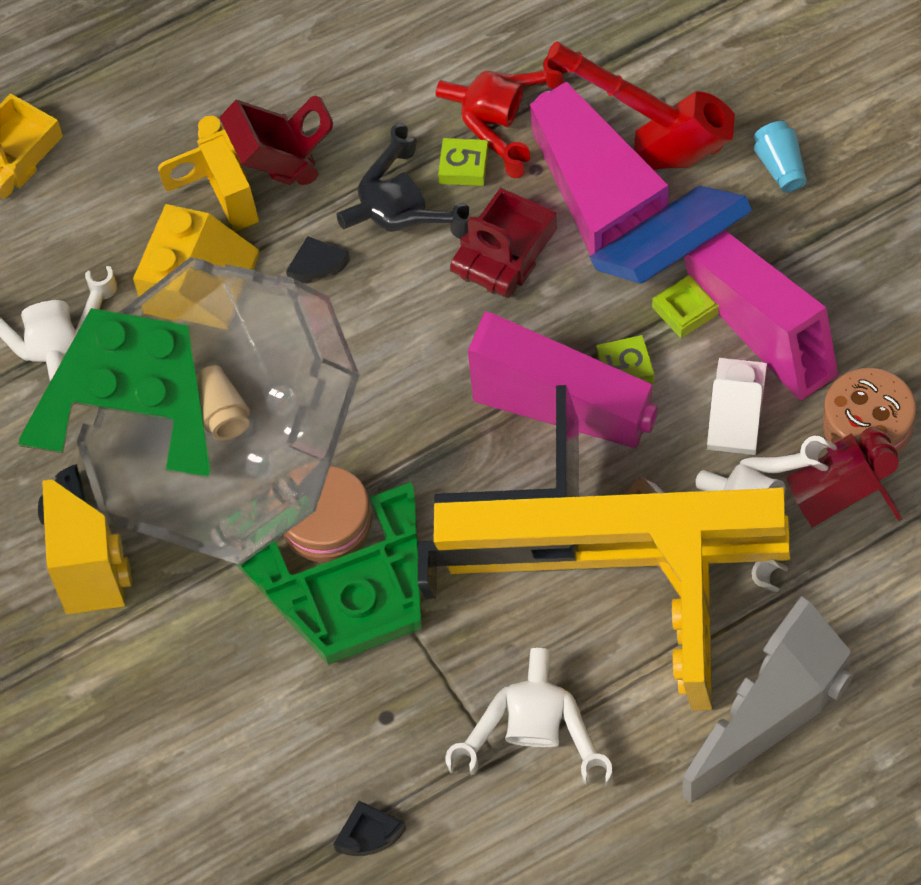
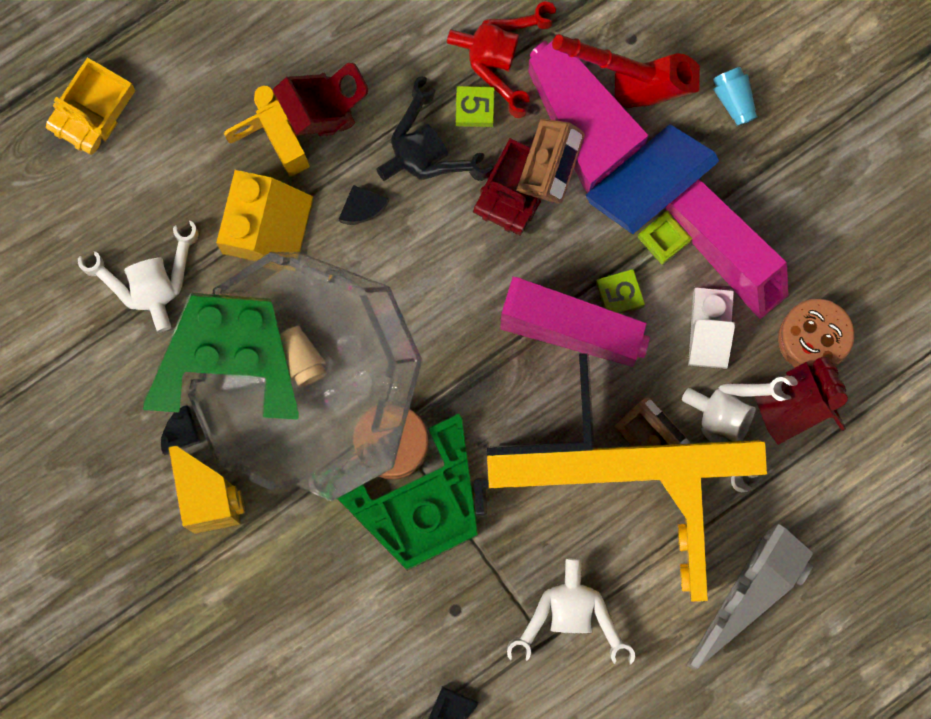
camera: 10 degrees left, 20 degrees up
(548, 206) = (551, 160): none -> medium nougat slope

